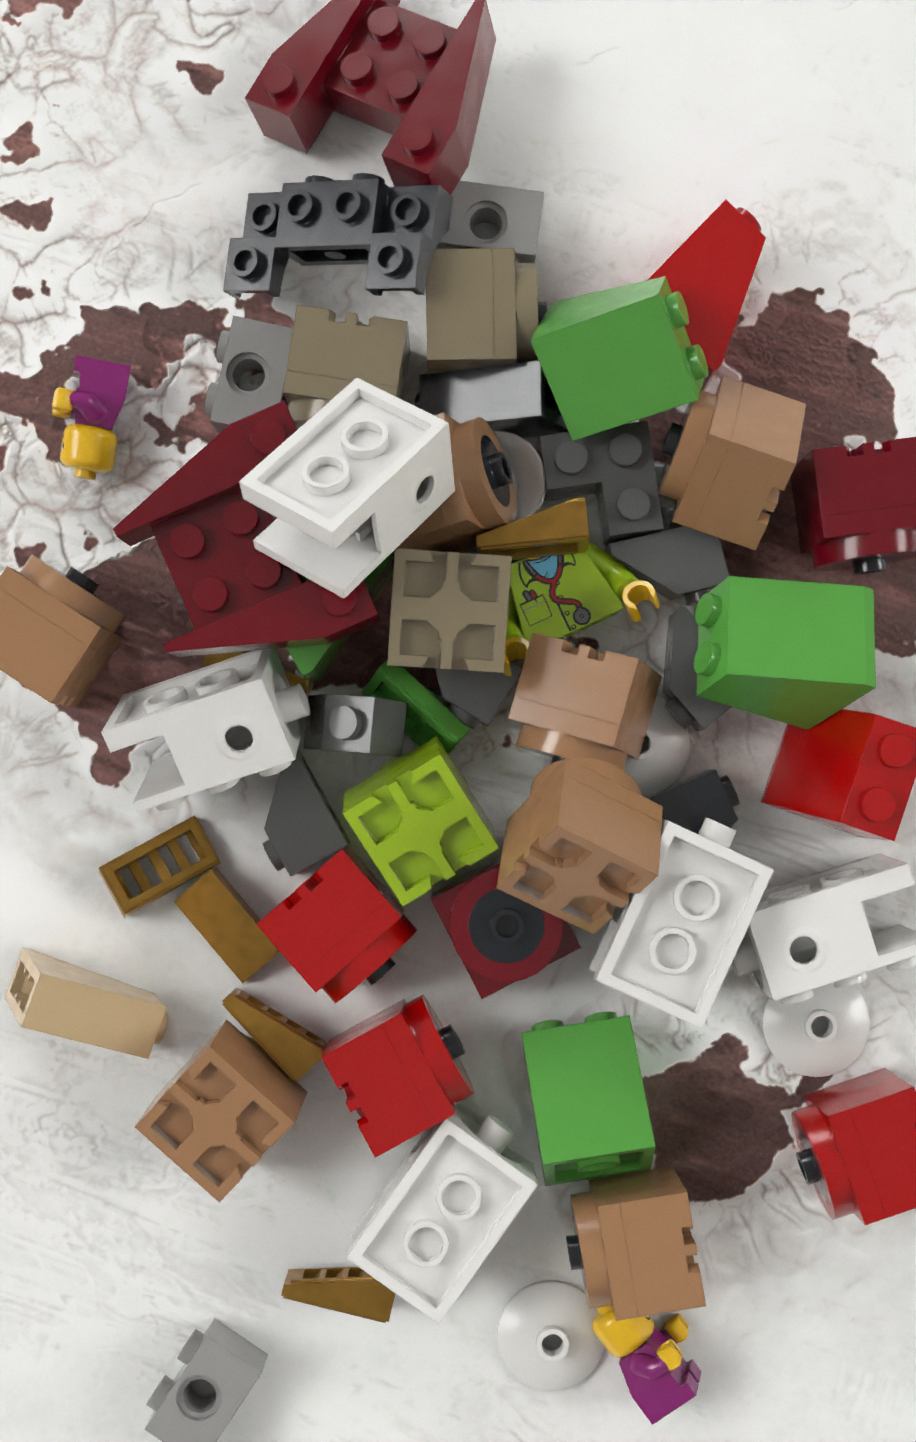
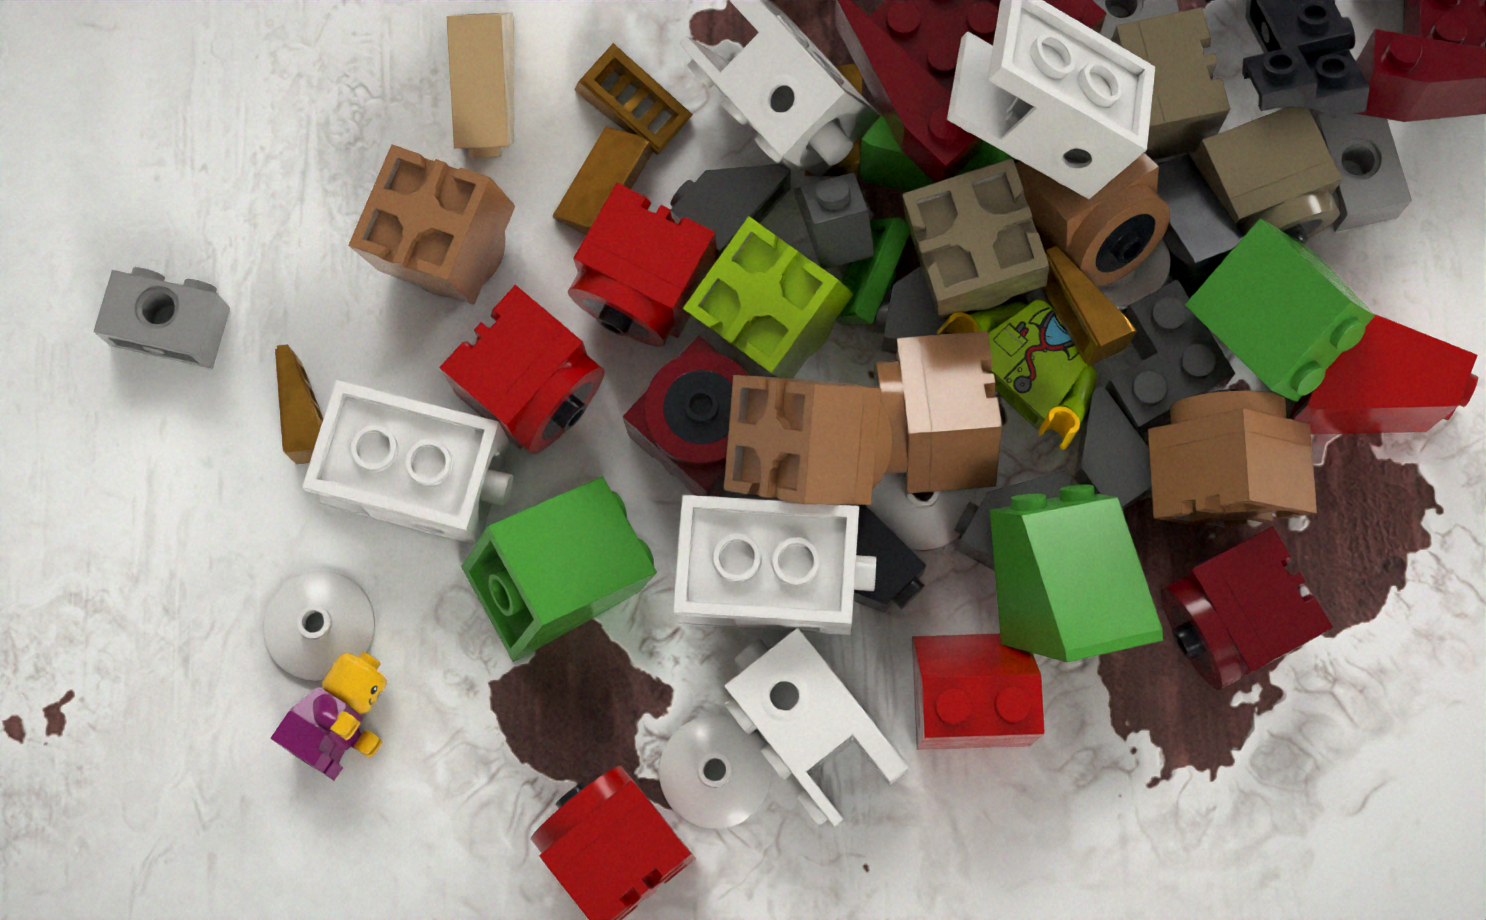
camera: 80 degrees right, 10 degrees down
(283, 1040) = (518, 252): pearl gold slope -> none
(636, 1244) = (438, 656): medium nougat piece -> none

